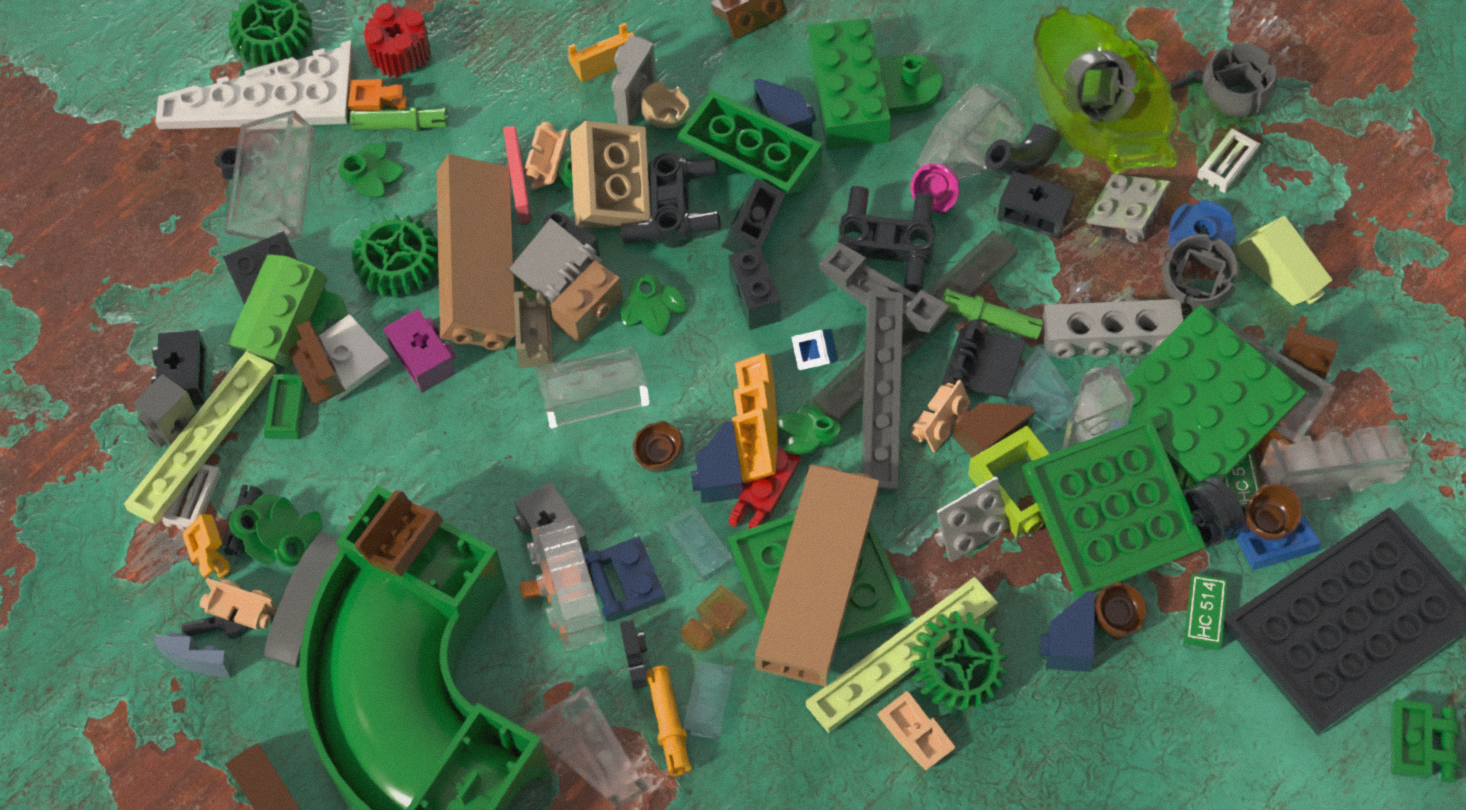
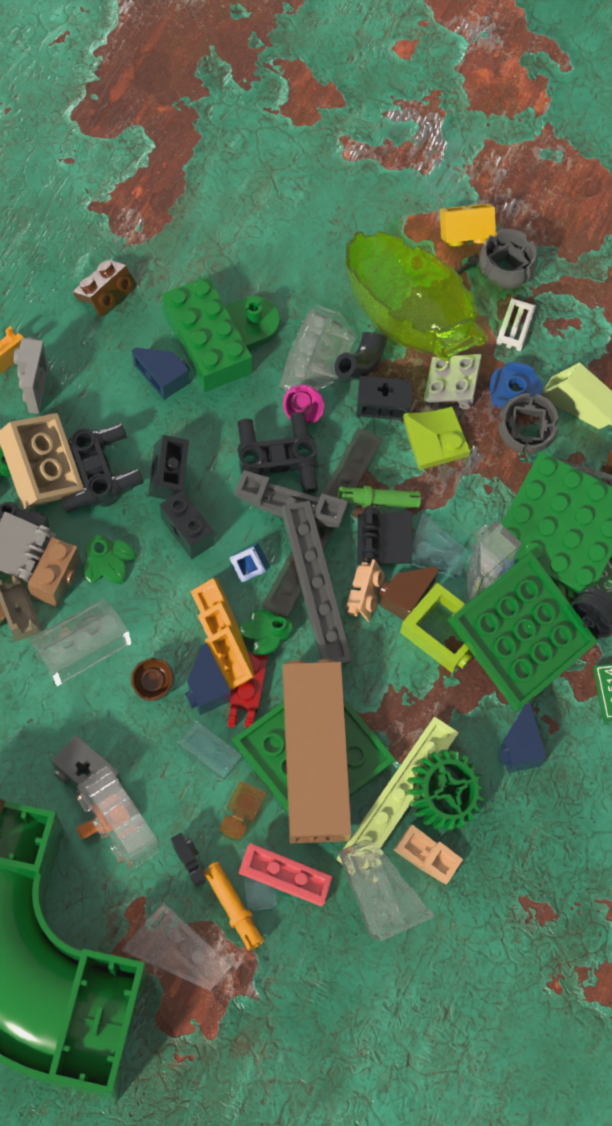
camera: 25 degrees left, 5 degrees up
(634, 574) = (166, 791): dark blue plate -> none
(664, 107) = (64, 389): tan hair -> none
(739, 702) = (285, 874): none -> coral tile
(753, 143) = (147, 404): green slope -> none
(842, 750) = (381, 892): none -> clear wedge
(971, 519) = (418, 672): light grey hinge -> none
(1084, 265) = (435, 437): none -> lime plate
(1095, 319) = (507, 465): light grey brick -> none
(1115, 85) = (417, 289): dark grey piece -> none
(1120, 610) = (552, 711): reddish brown hair -> none
(1203, 29) = (467, 223): none -> yellow brick

